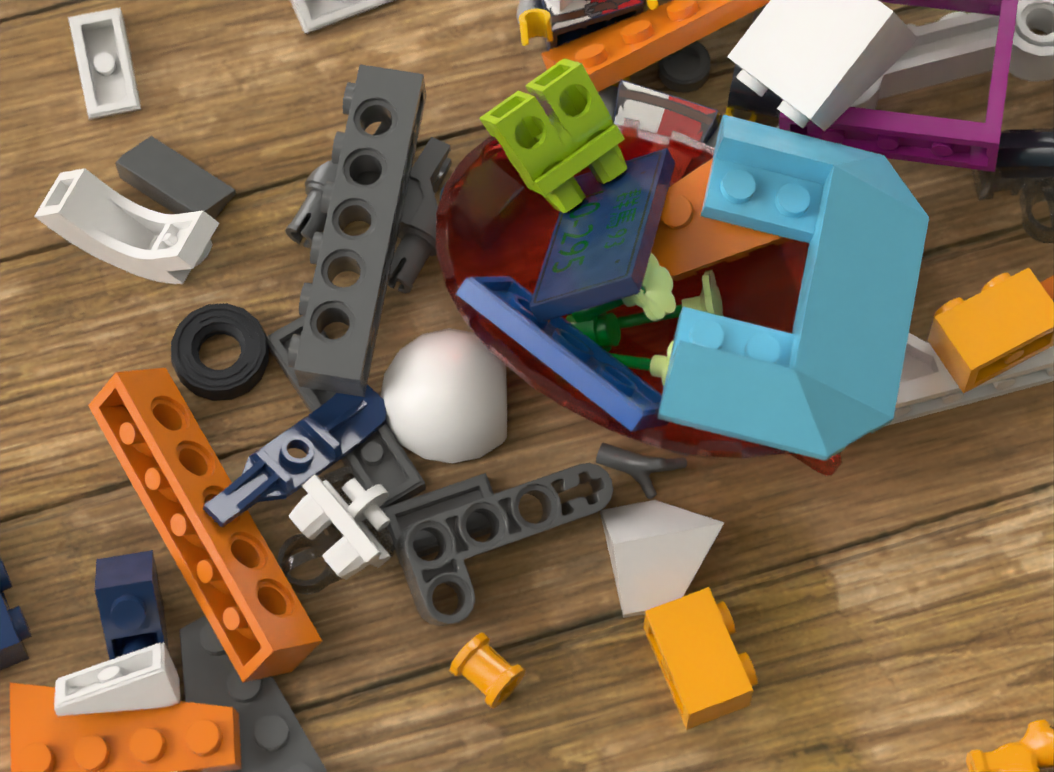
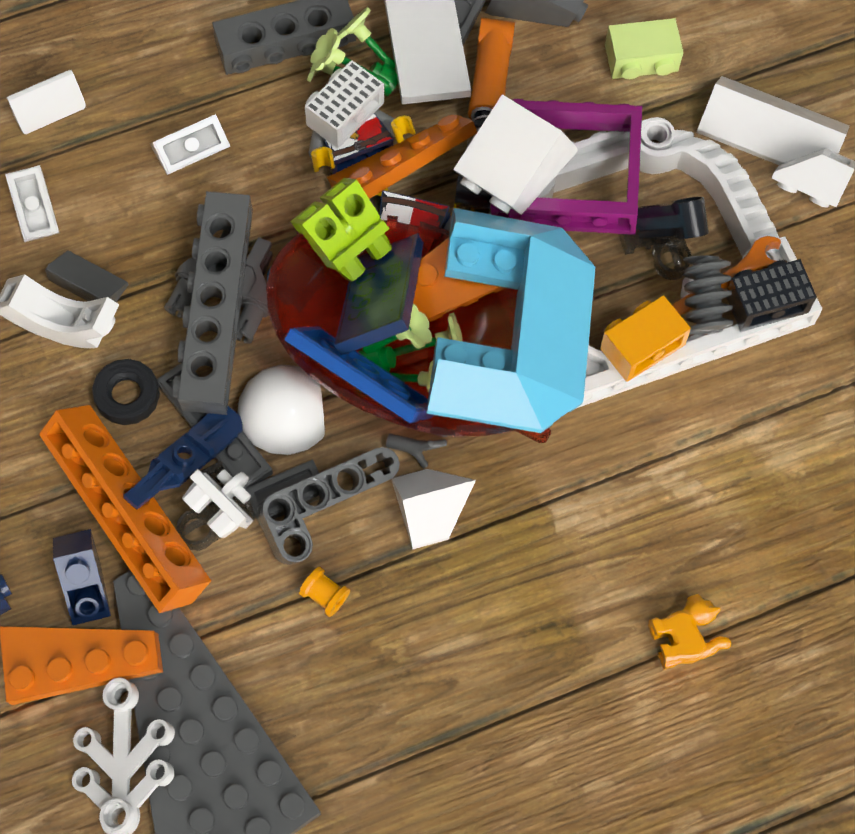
camera: 10 degrees left, 0 degrees up
(124, 683) = (79, 620): white slope -> none
(685, 69) = (424, 181): dark grey tile -> none
(699, 657) = (466, 572): light orange brick -> none

